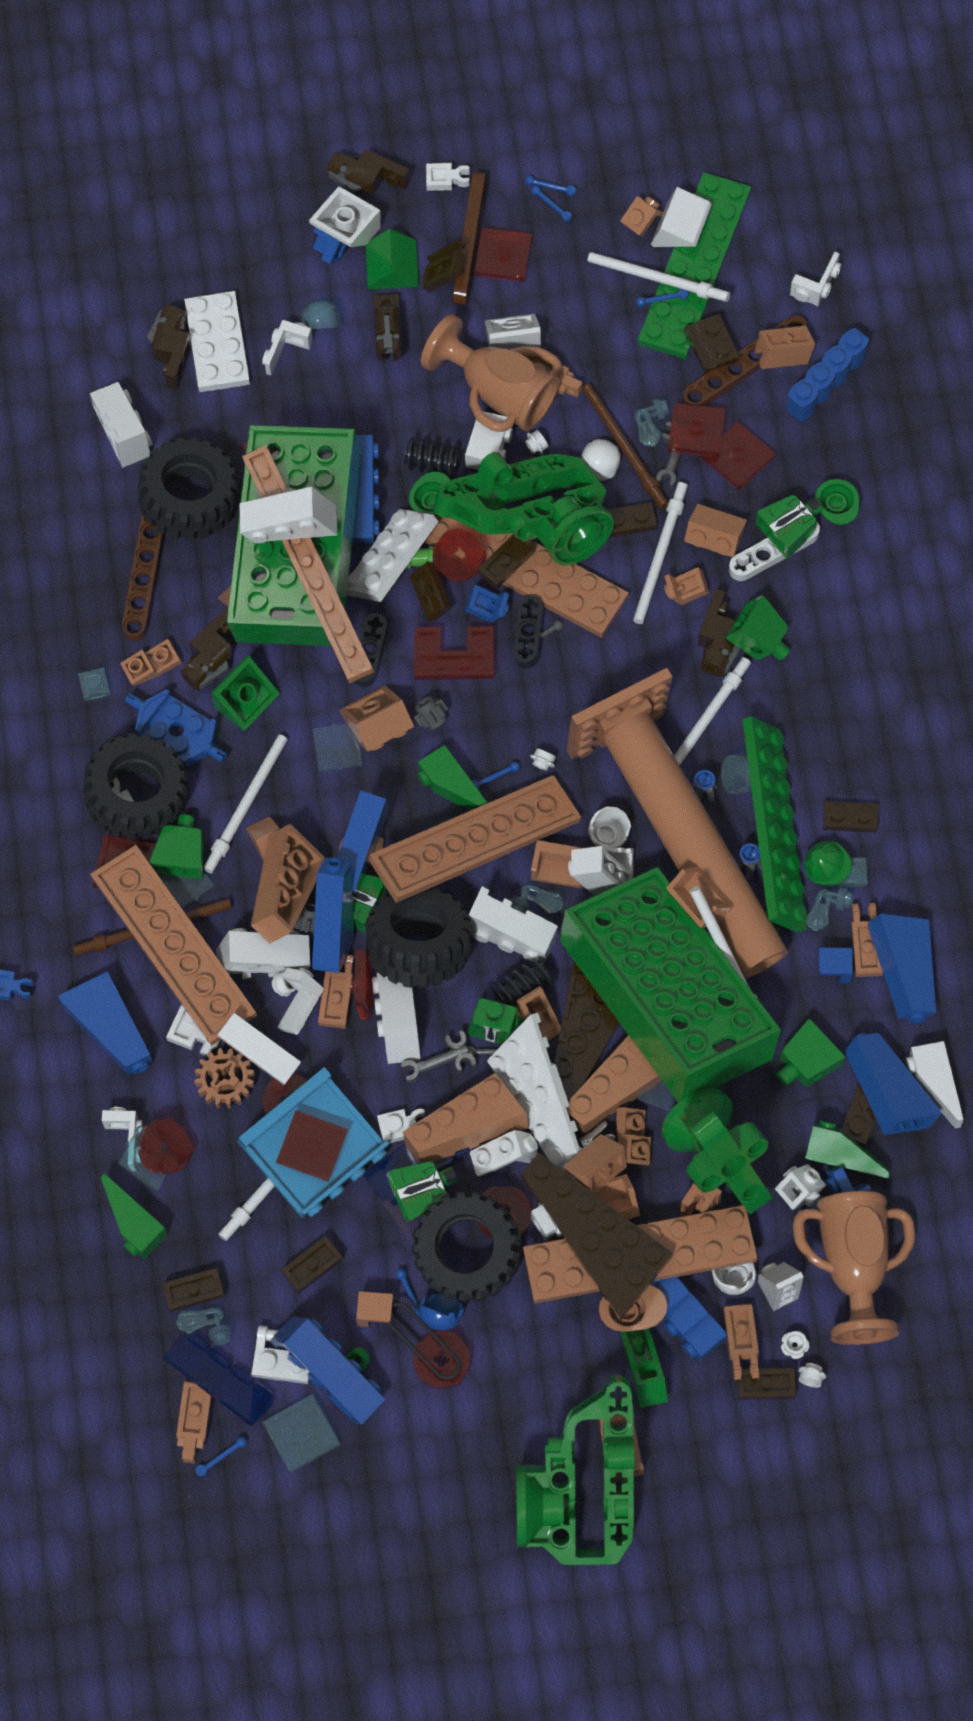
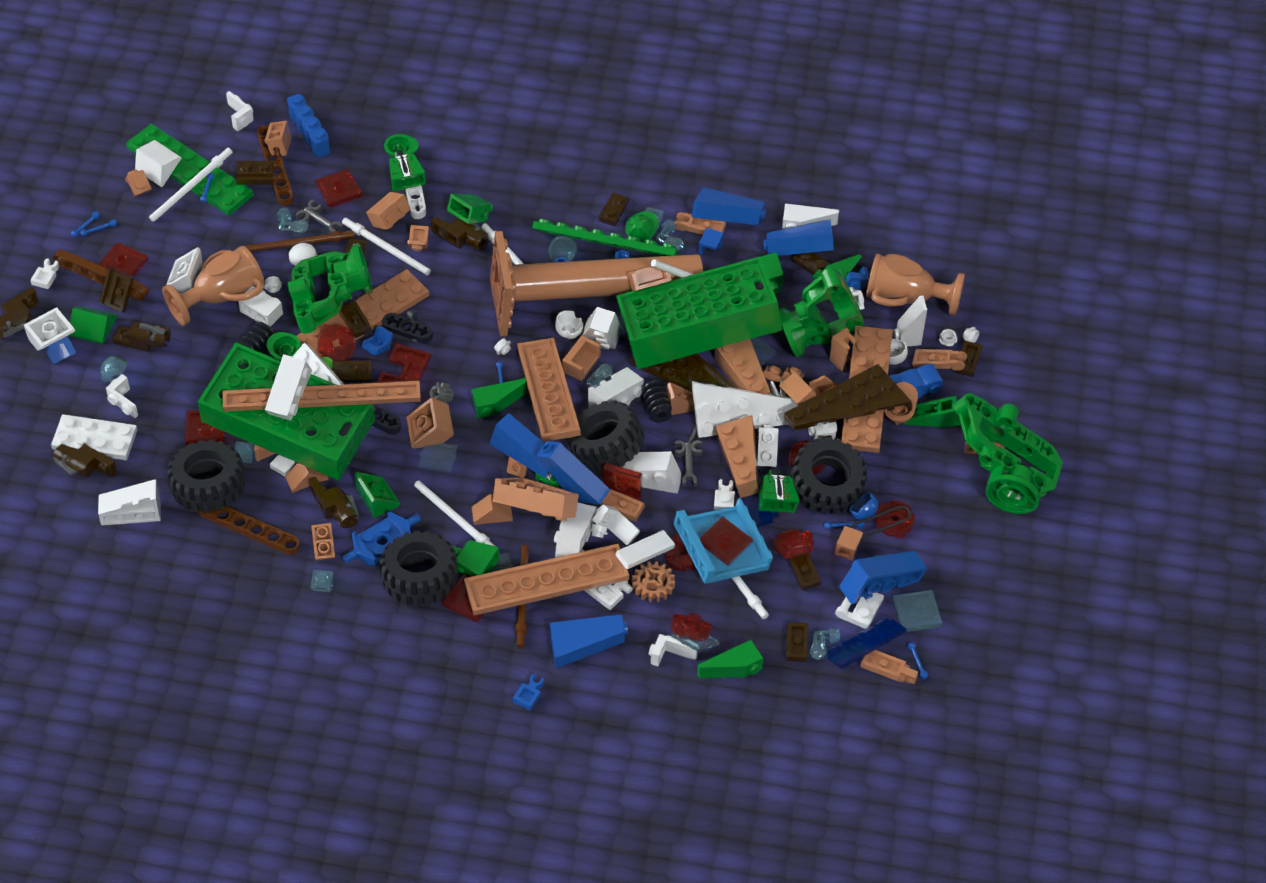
camera: 75 degrees left, 15 degrees down
(339, 1248) = (794, 543): none -> clear red plate
(493, 1021) = (679, 416): green torso -> none
(696, 430) = (311, 199): clear red plate -> none

